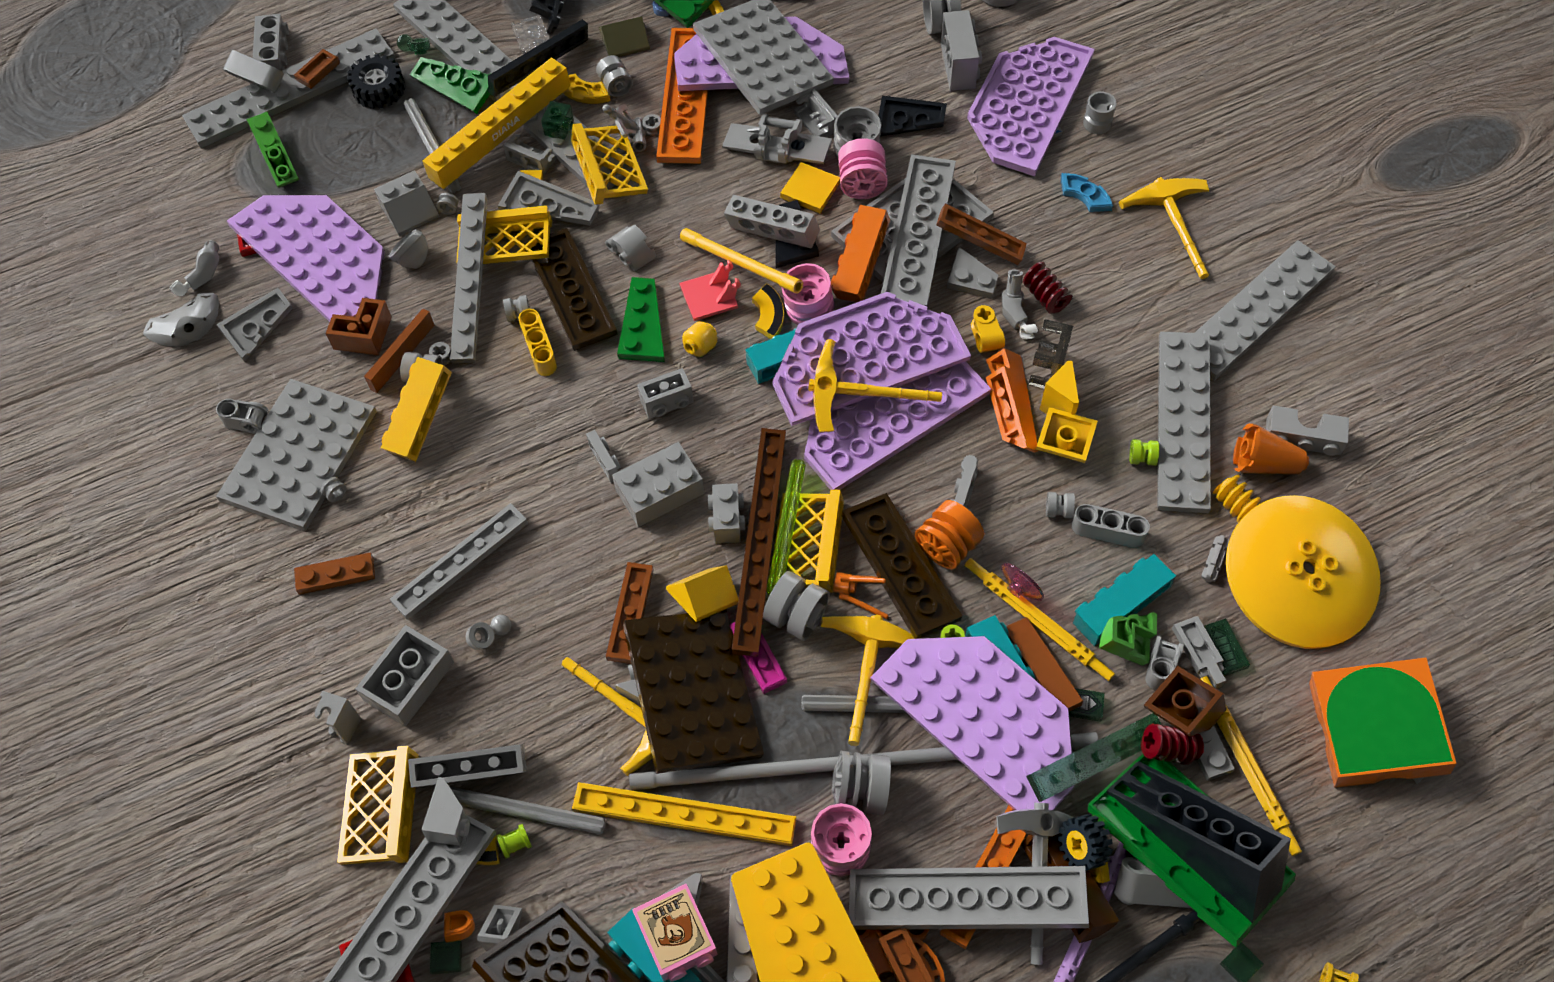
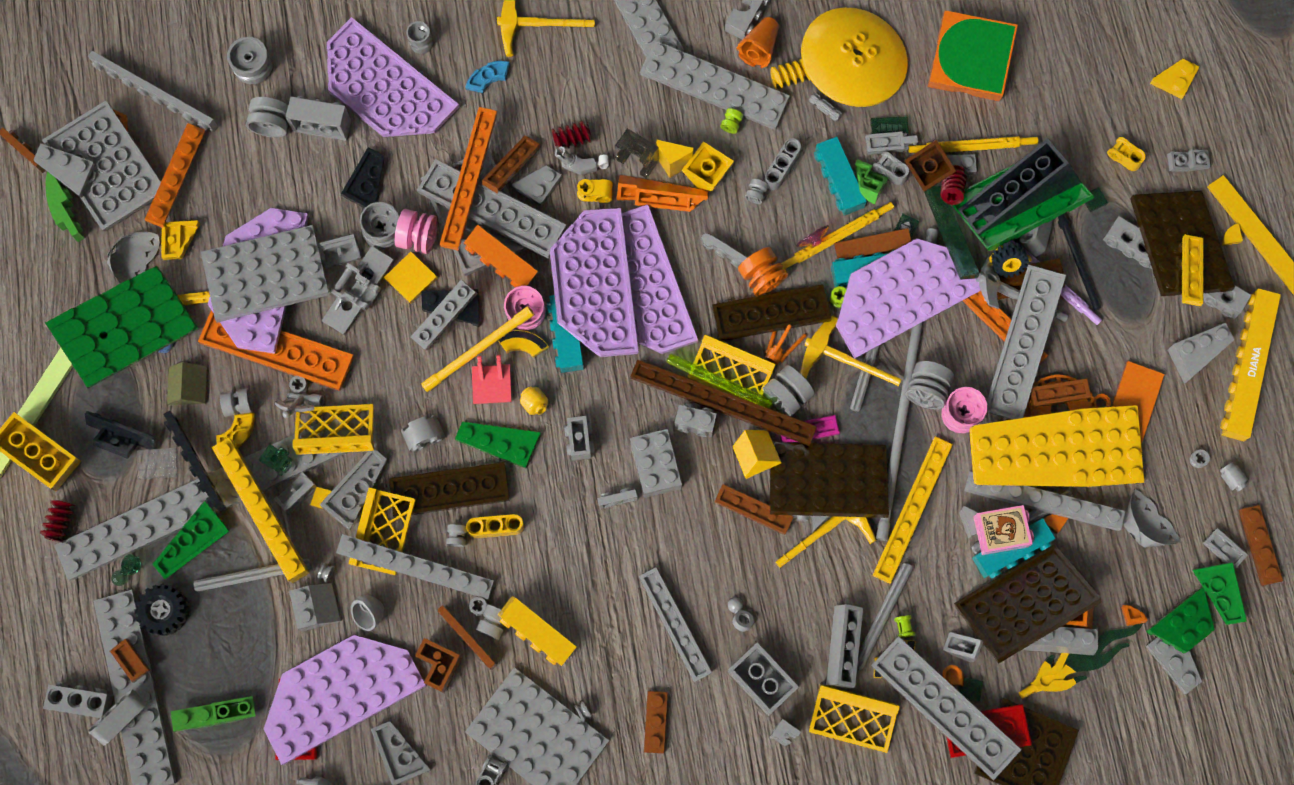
camera: 75 degrees left, 15 degrees up
(445, 817) = (884, 664): light grey slope -> none
(826, 385) = (619, 317): yellow piece -> none
(944, 192) = (468, 179): none -> orange plate

